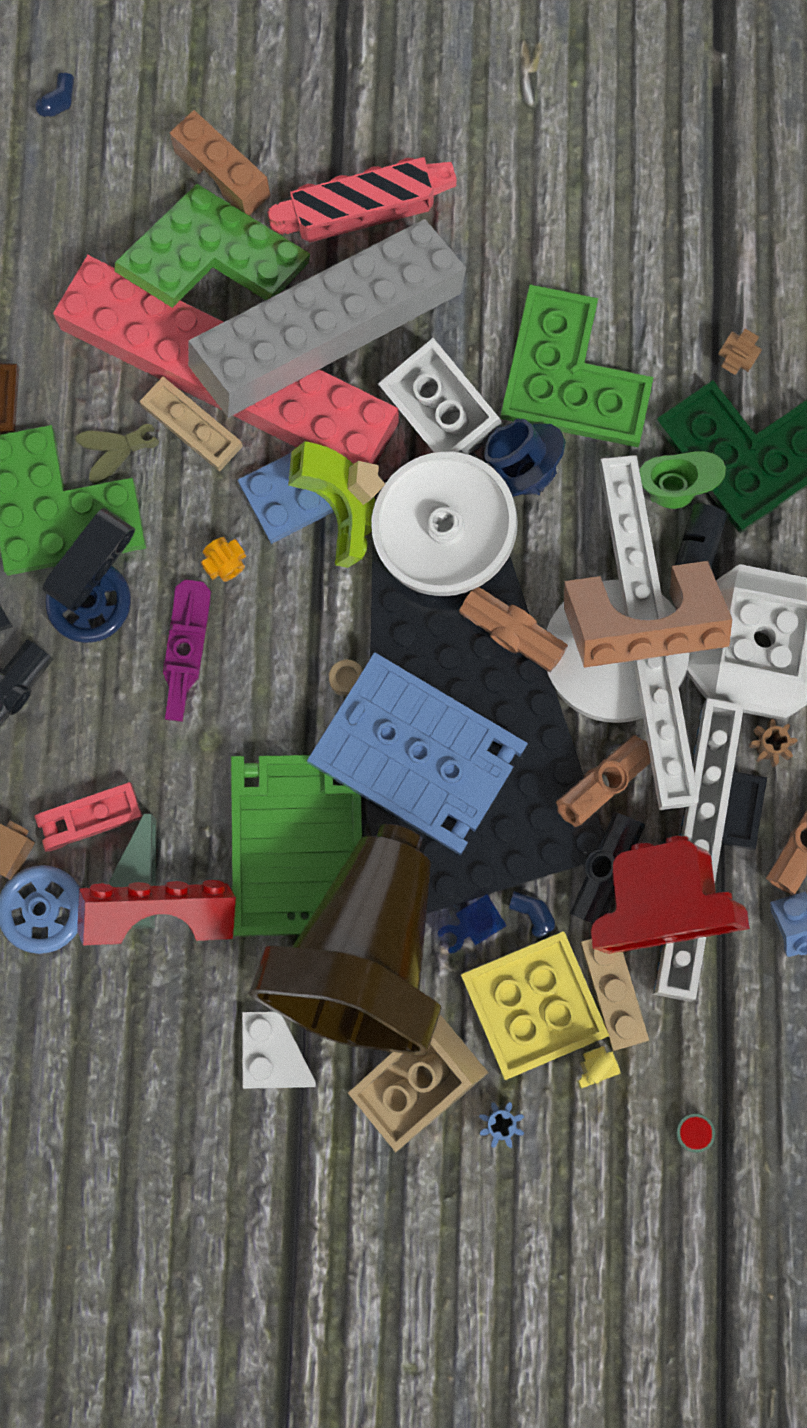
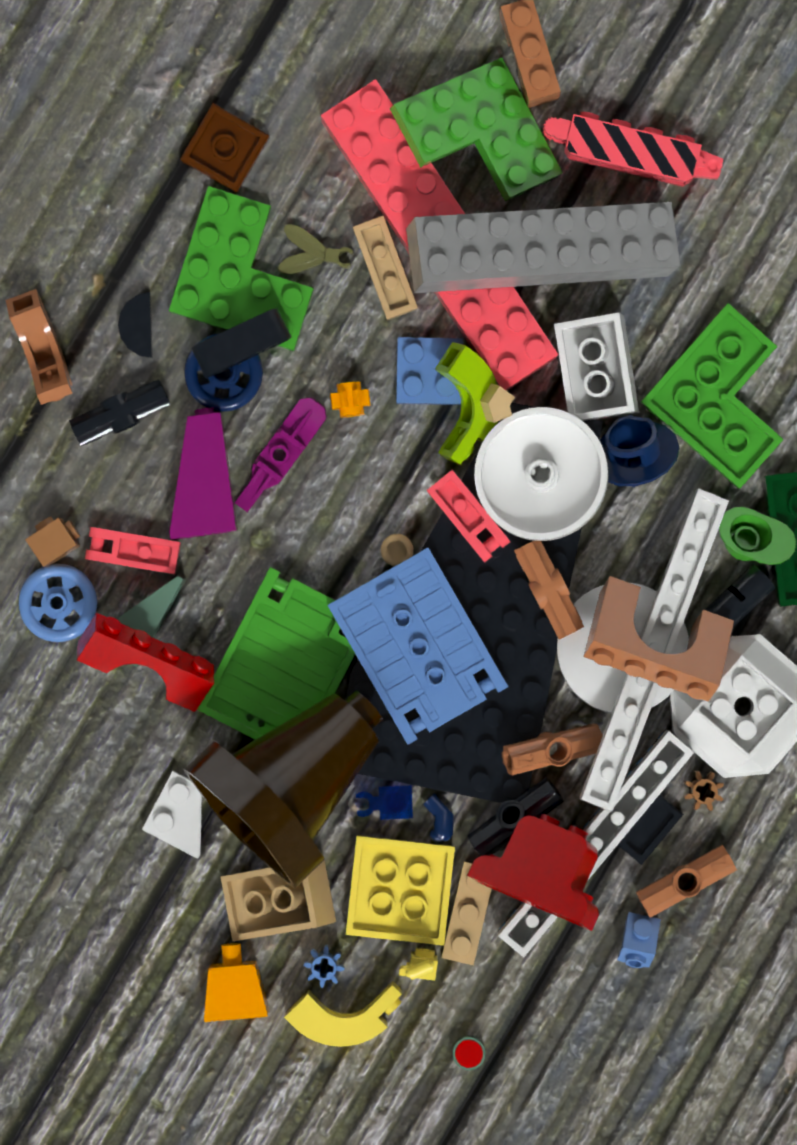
camera: 30 degrees right, 10 degrees up
(126, 718) = (204, 483): none -> magenta slope
(395, 603) = (467, 514): none -> coral plate
(423, 1199) = (234, 988): none -> light orange torso
(553, 1181) = (342, 1029): none -> light yellow arch

